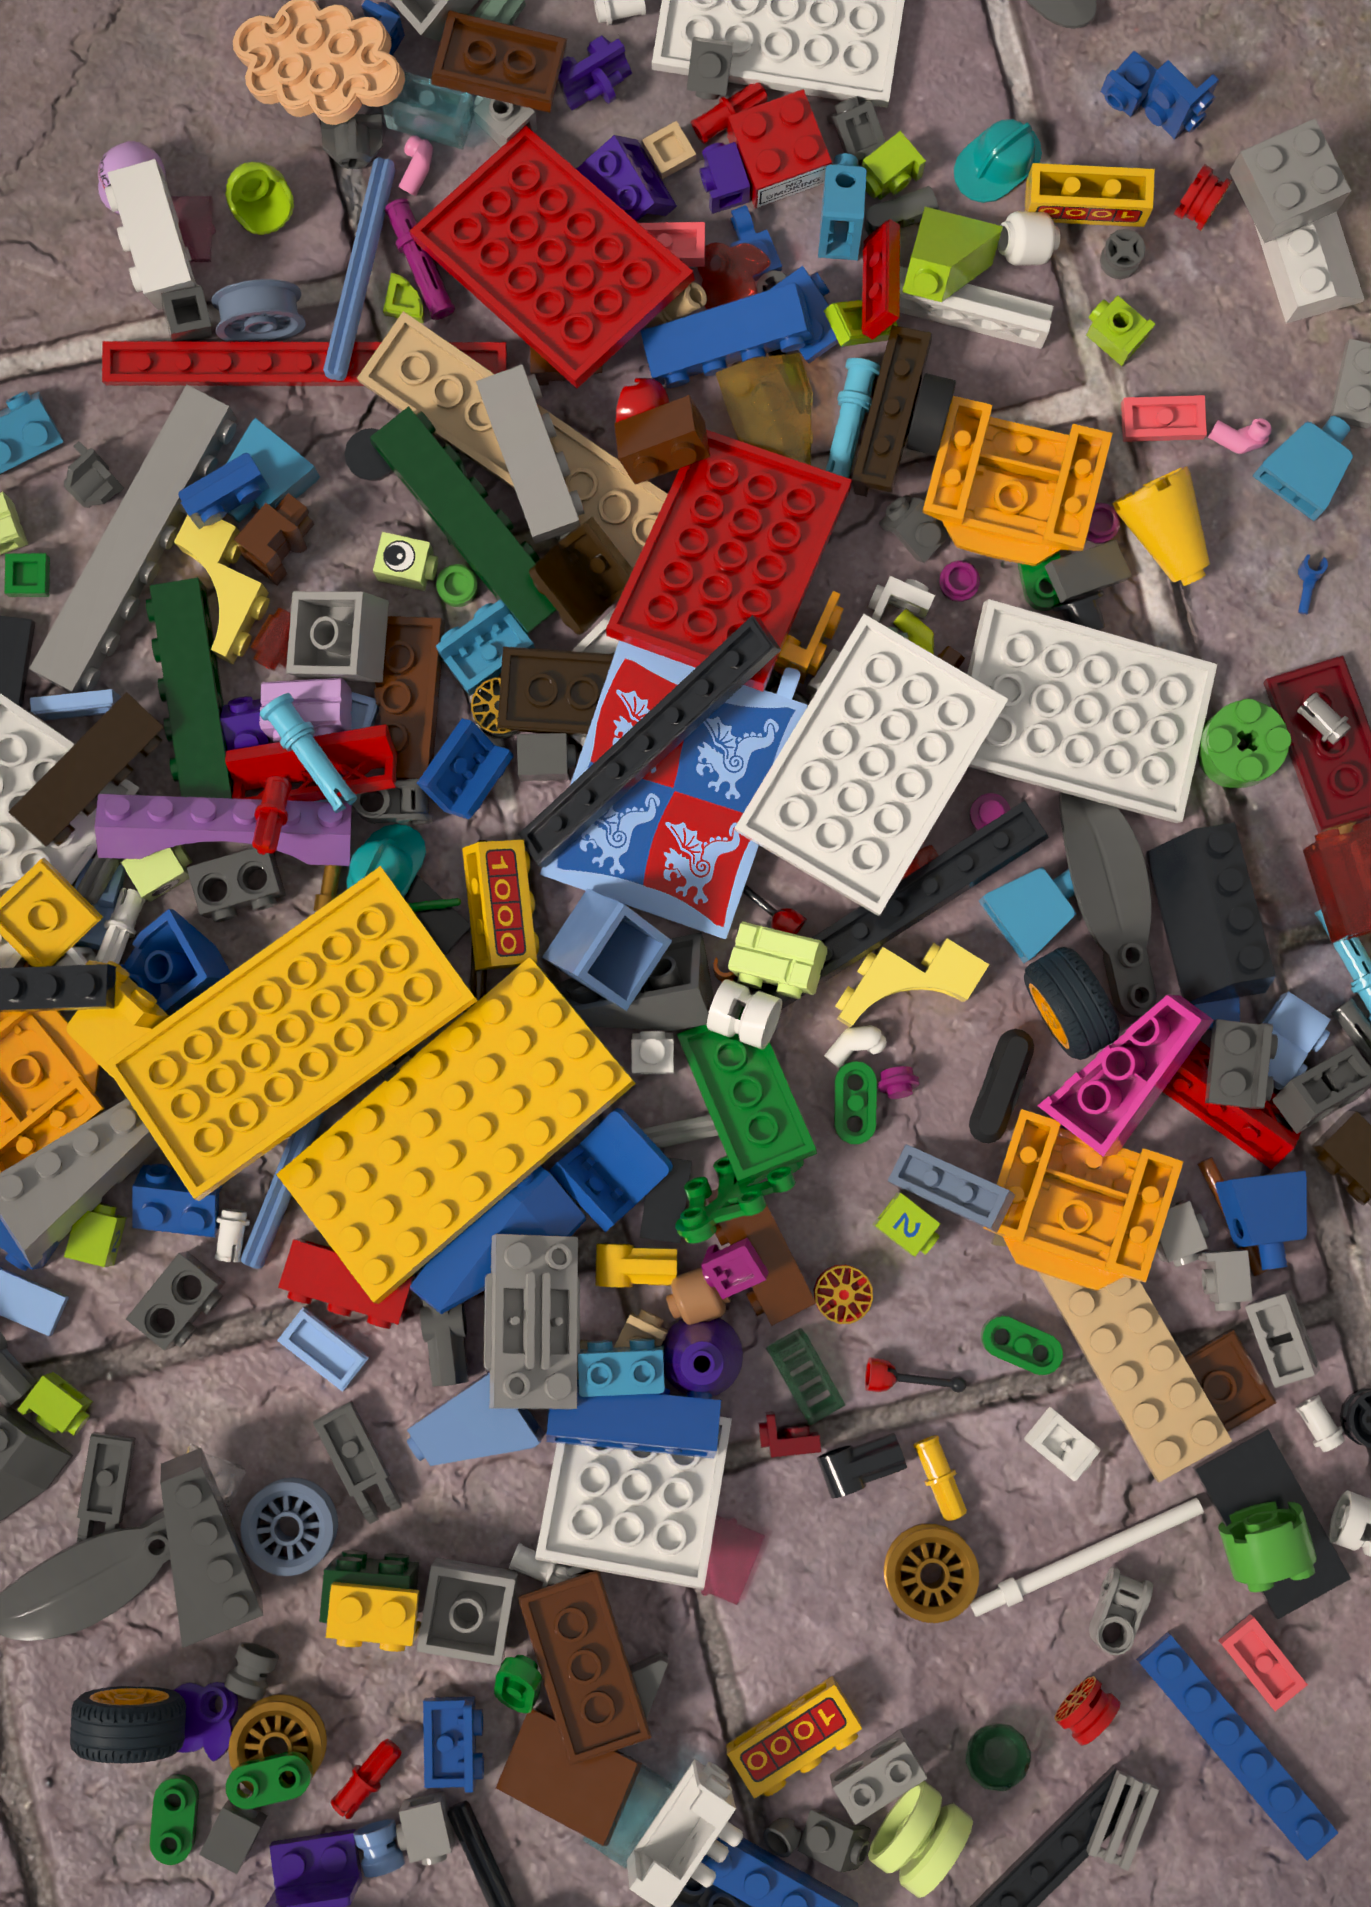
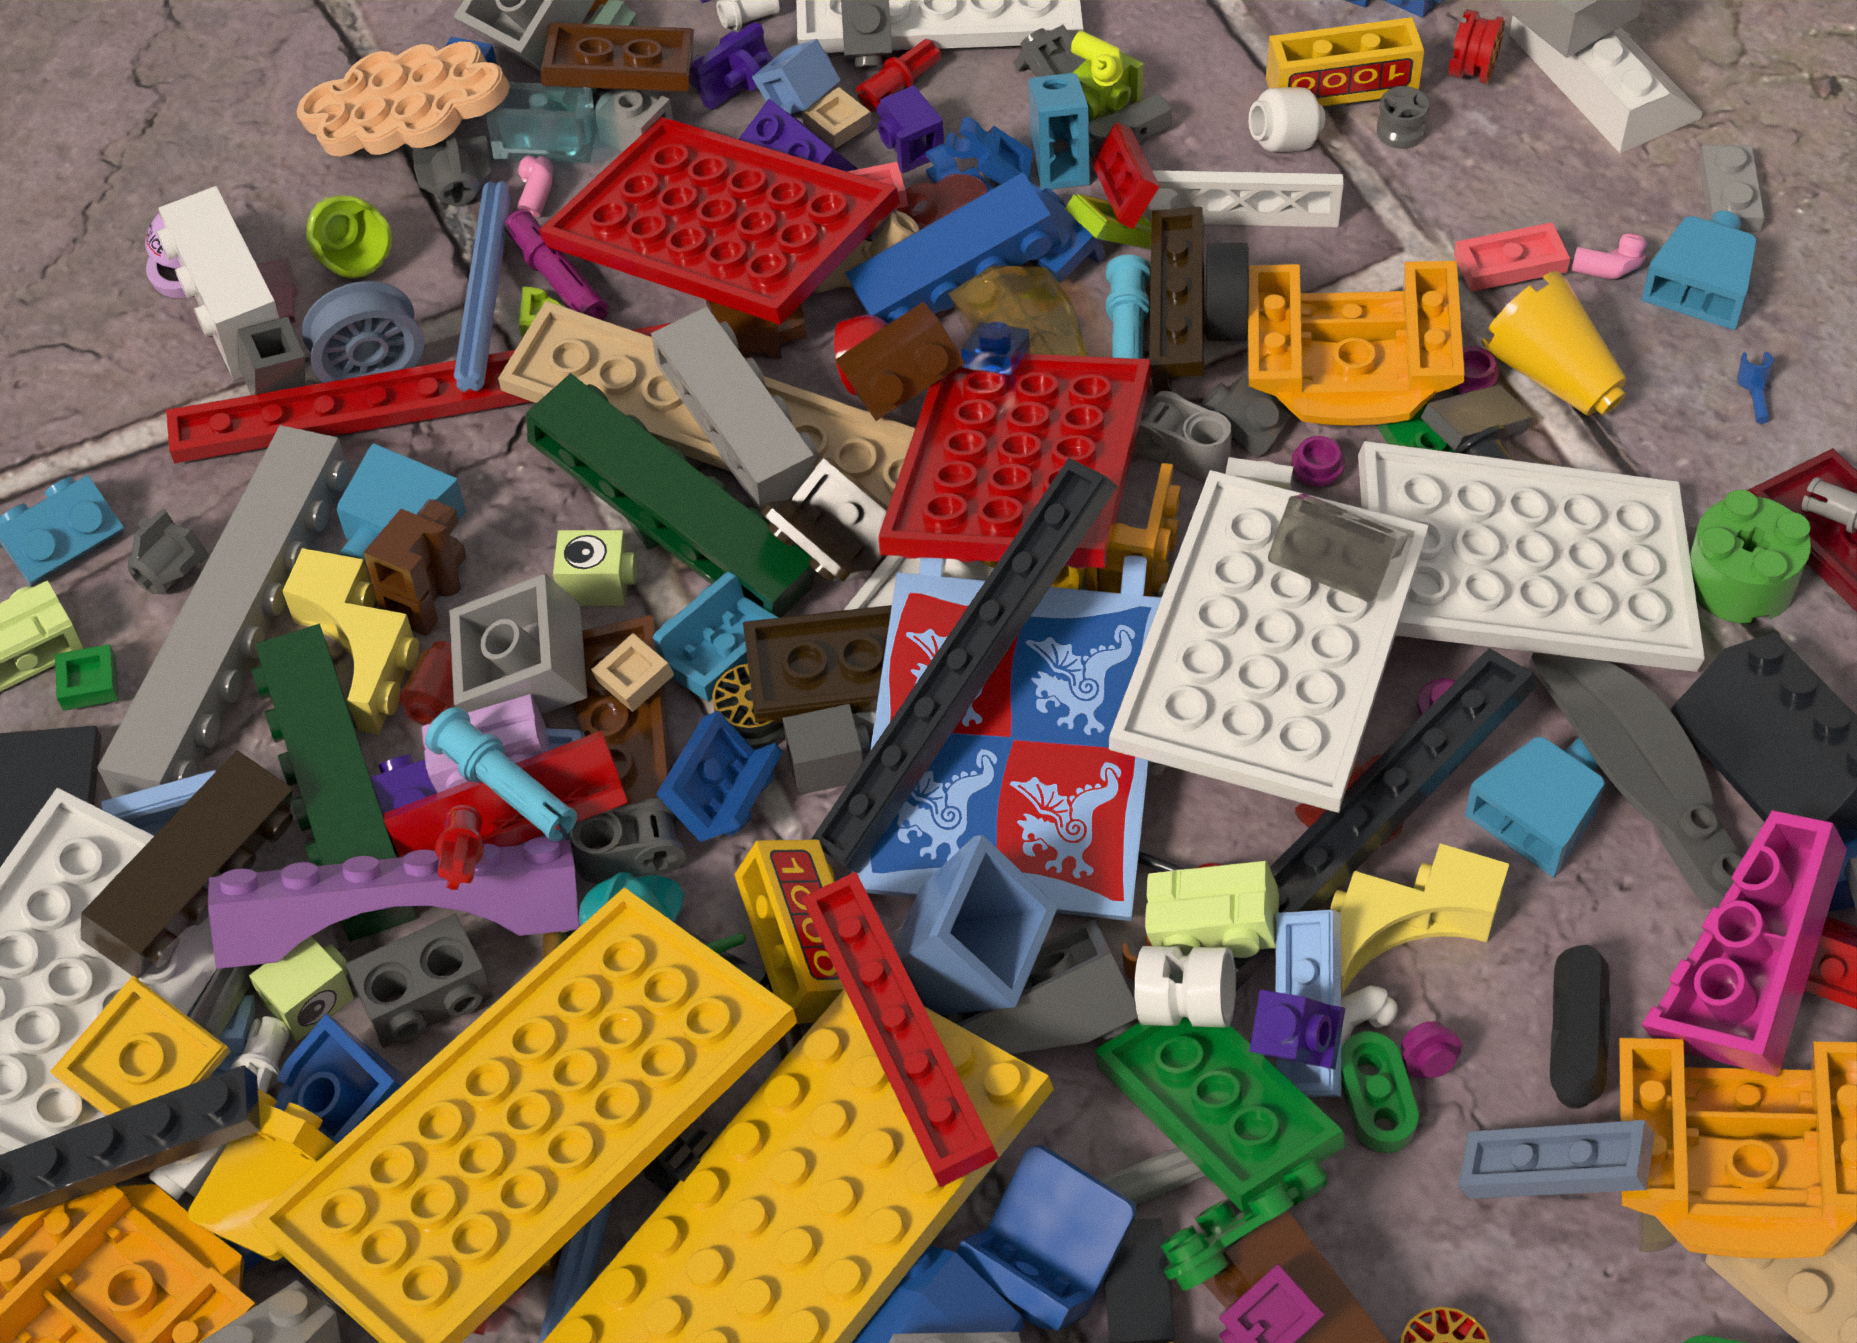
camera: 10 degrees left, 30 degrees down
(223, 491) = (344, 510): blue bracket -> none
(363, 457) = (526, 469): black piece -> none
(417, 672) = (632, 672): none -> tan plate
(457, 585) = (666, 588): bright green tile -> none
(541, 1021) = (900, 1030): none -> red plate
(643, 106) = (797, 77): none -> medium blue brick
(652, 1053) = (1072, 1071): white brick -> none
(737, 442) = (995, 348): none -> clear blue plate
(779, 147) = (971, 79): red brick -> none
(791, 224) = (997, 153): none -> blue plate
(808, 1065) = (1297, 1029): none -> dark purple brick
(824, 1037) = (1310, 967): none -> light blue tile
(859, 531) = (1185, 435): none -> light grey piece
(894, 154) = (1104, 58): none -> neon yellow arm
(908, 1225) = (1508, 1239): lime brick -> none
(935, 708) = (1335, 546): none -> clear smoke panel
(949, 253) = (1201, 139): lime slope -> none
(997, 160) = (1225, 63): teal piece -> none
(1072, 1003) = (1640, 885): black wheel -> none
(1115, 341) = (1425, 184): lime brick -> none

